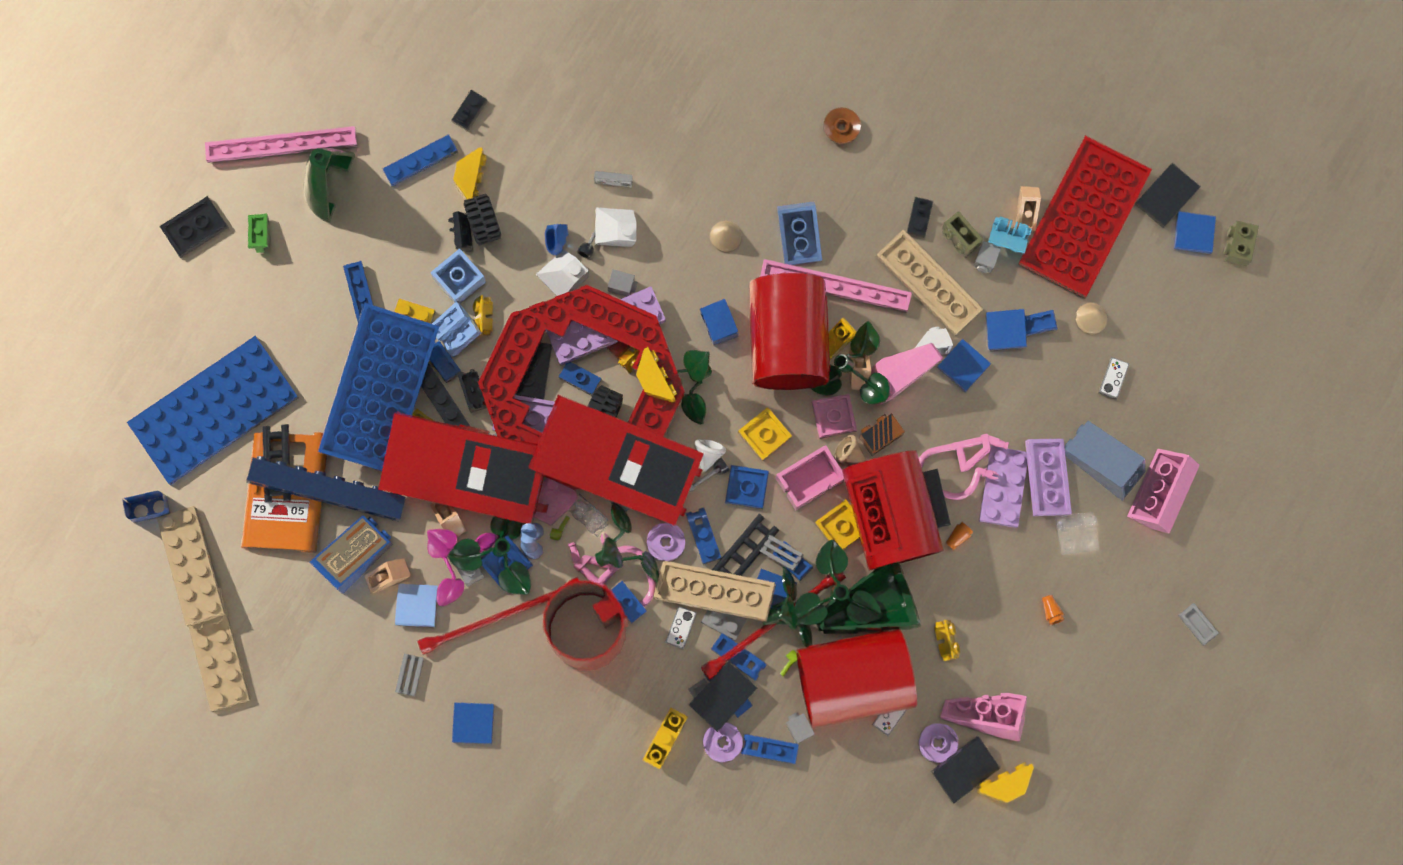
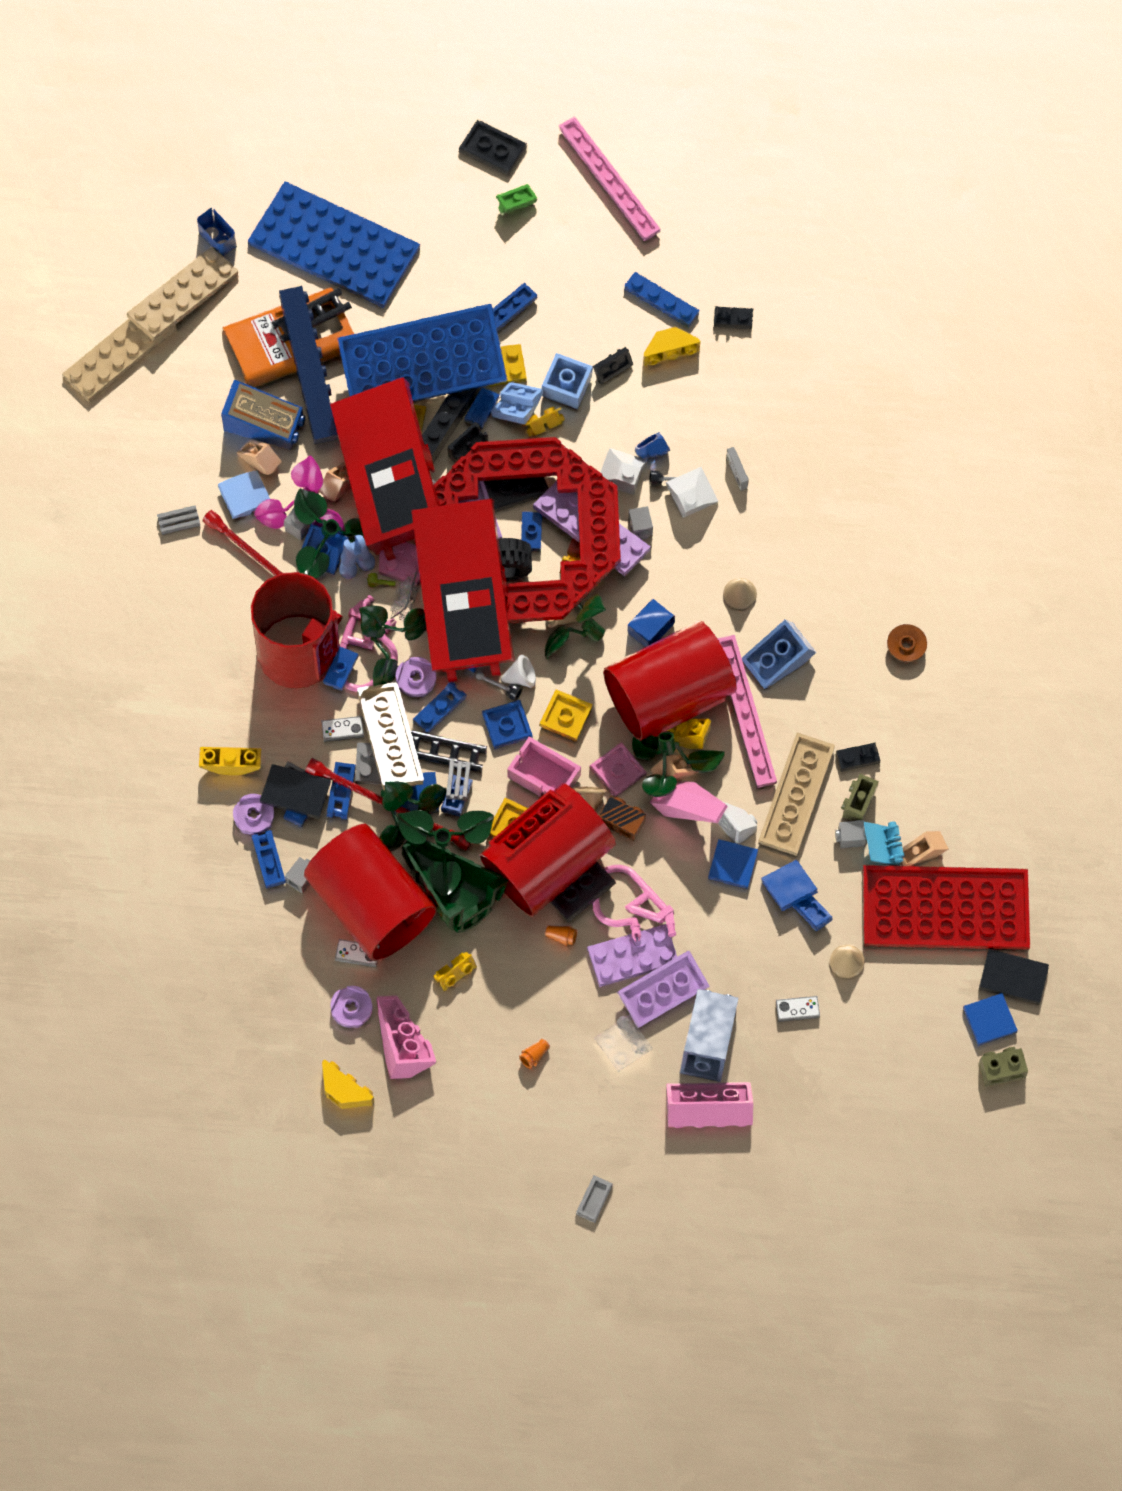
camera: 65 degrees right, 10 degrees down
(316, 178) = (594, 215): dark green cone -> none
(473, 723) = (162, 593): blue tile -> none
(482, 219) = (631, 372): black tyre -> none
(653, 378) = (559, 580): yellow slope -> none
(965, 769) = (338, 1041): black tile -> none

